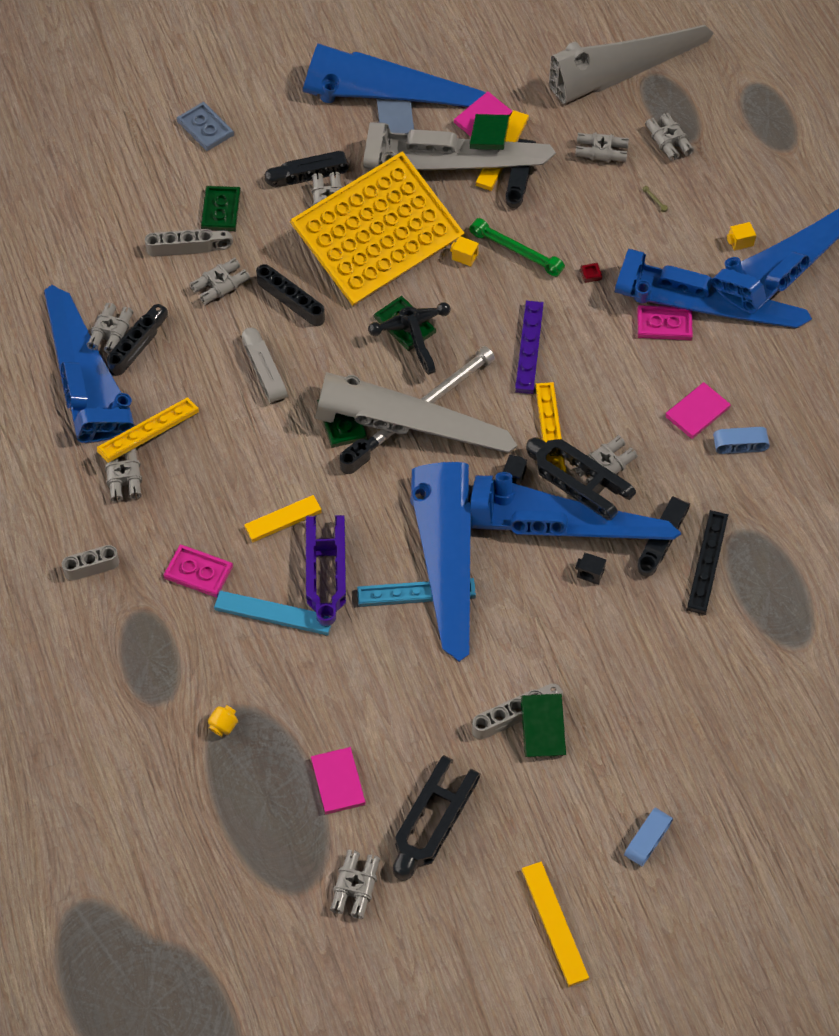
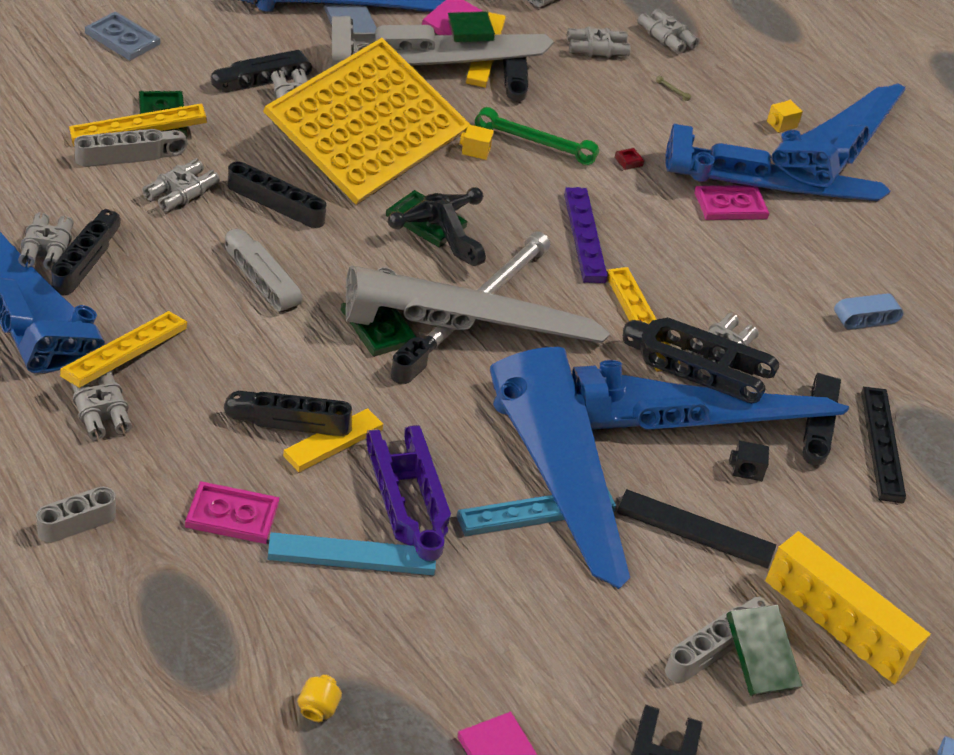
camera: 20 degrees left, 15 degrees down
(200, 220) = (157, 120): none -> yellow tile
(255, 495) = (291, 412): none -> black piece
(516, 467) = (618, 352): black brick -> none
(532, 620) = (697, 528): none -> black tile
(616, 700) = (847, 607): none -> yellow brick
(697, 410) = (804, 286): dark pink tile -> none

